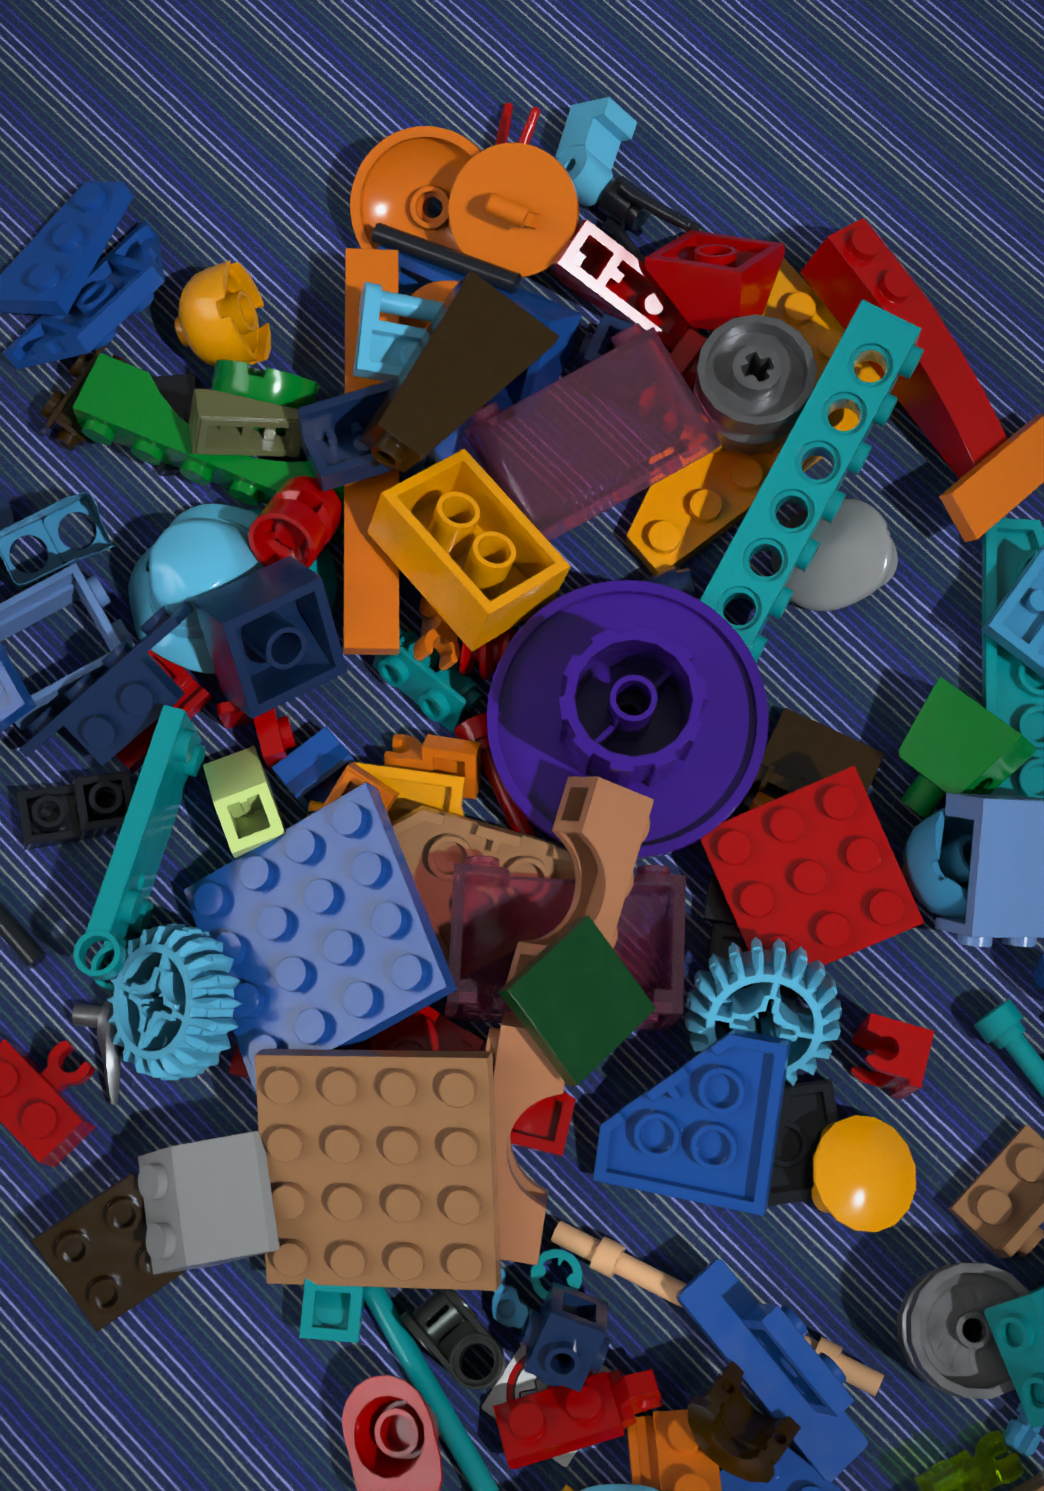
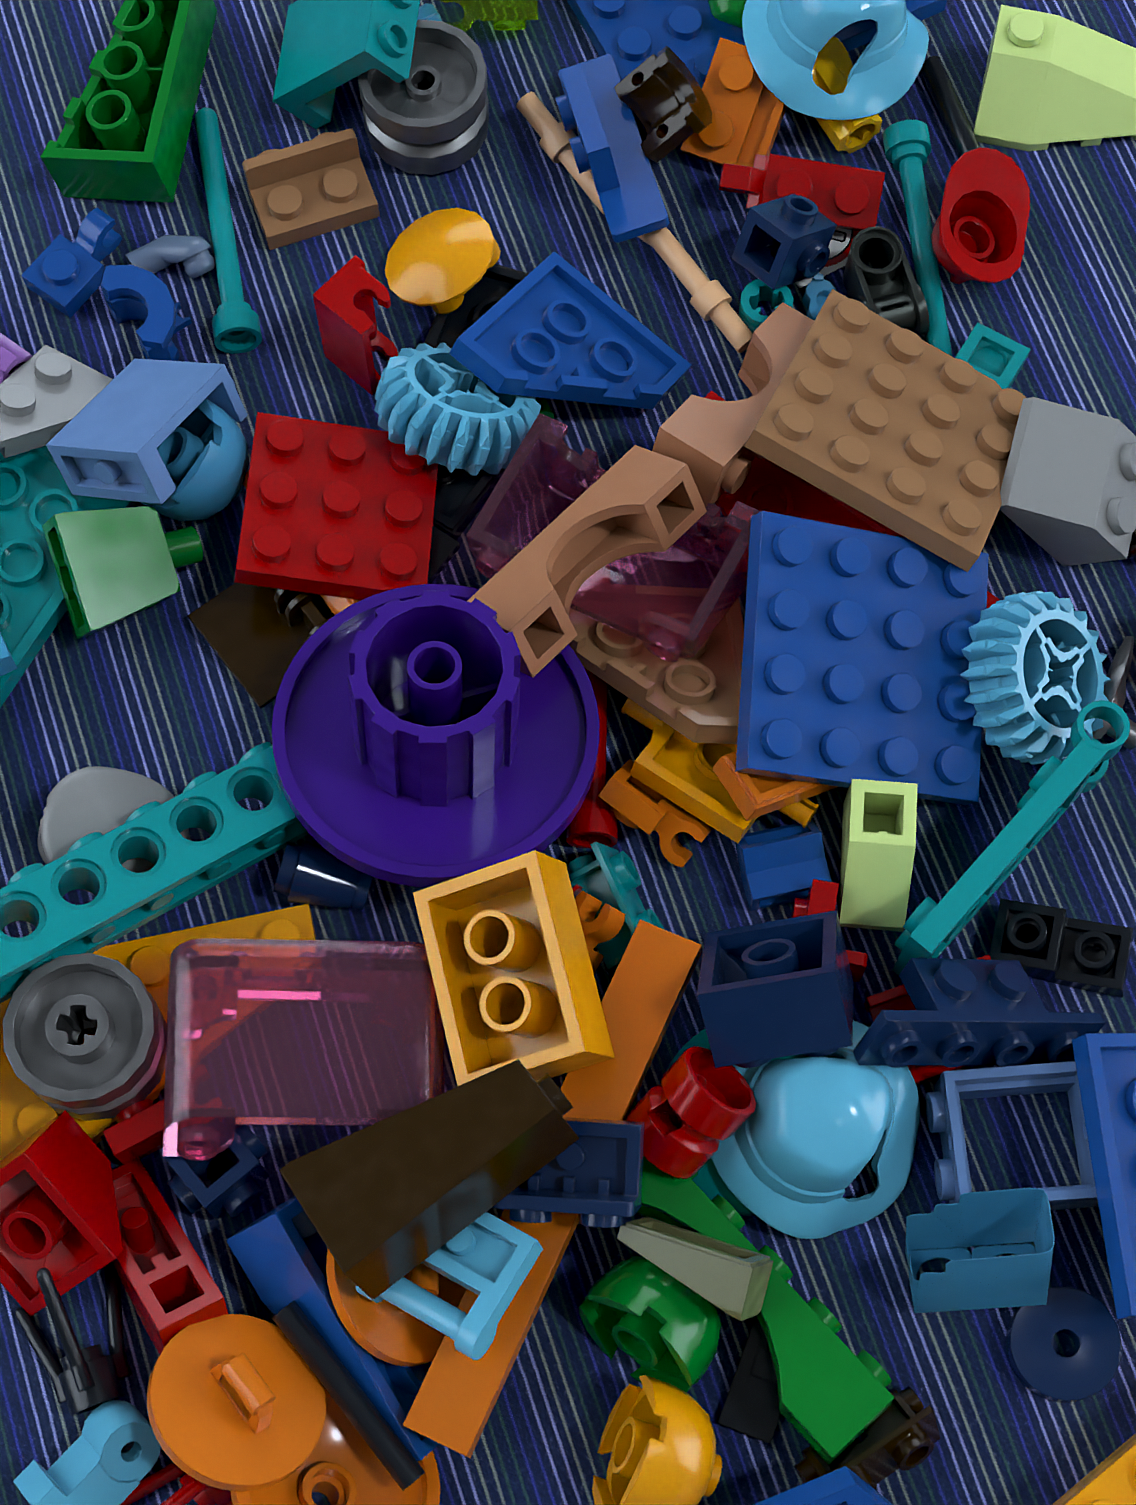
camera: 155 degrees left, 5 degrees down
(577, 1000) = (639, 446): dark green tile -> none

